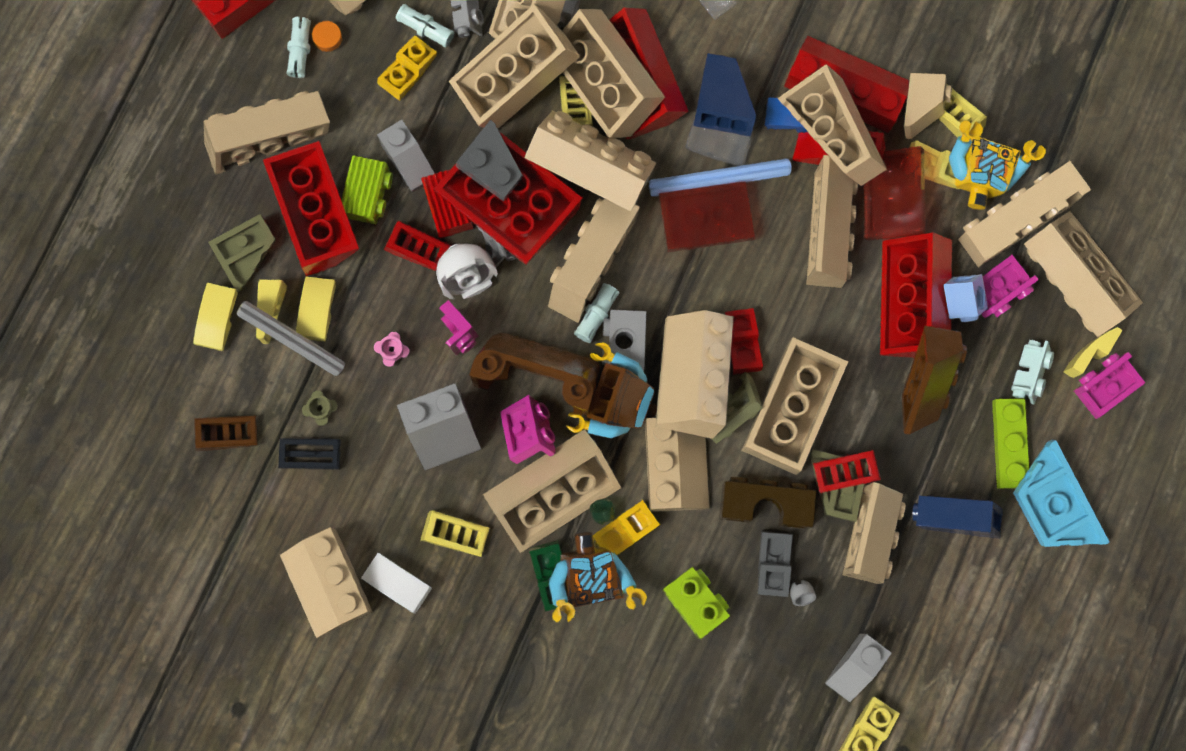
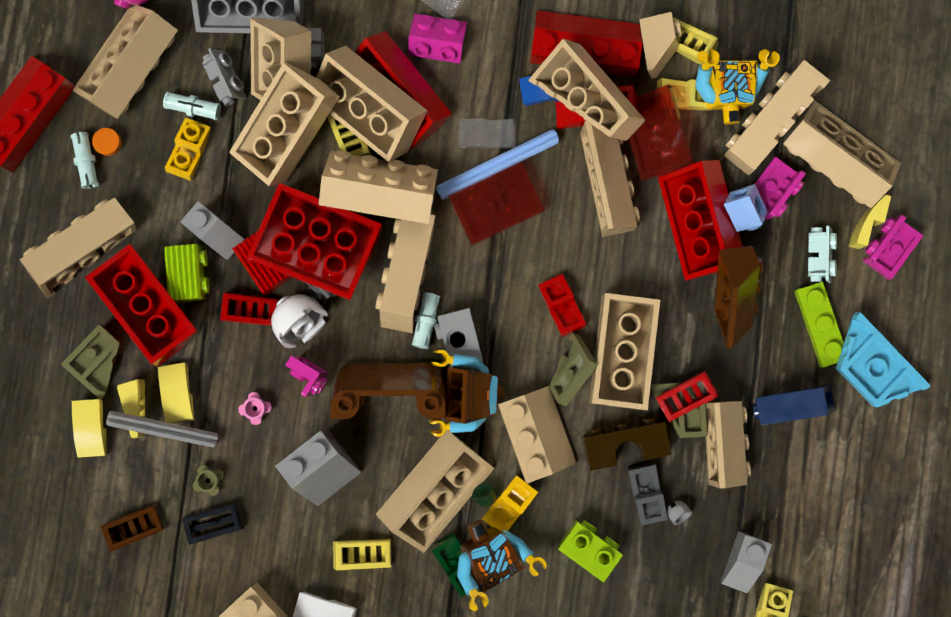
camera: 15 degrees left, 5 degrees up
(491, 163) = (290, 218): dark grey wing -> none
(527, 429) = (397, 445): dark pink bracket -> none
(695, 32) = (436, 38): none -> dark pink bracket
(695, 373) = (529, 351): tan slope -> none
(724, 98) = (479, 92): dark blue slope -> none

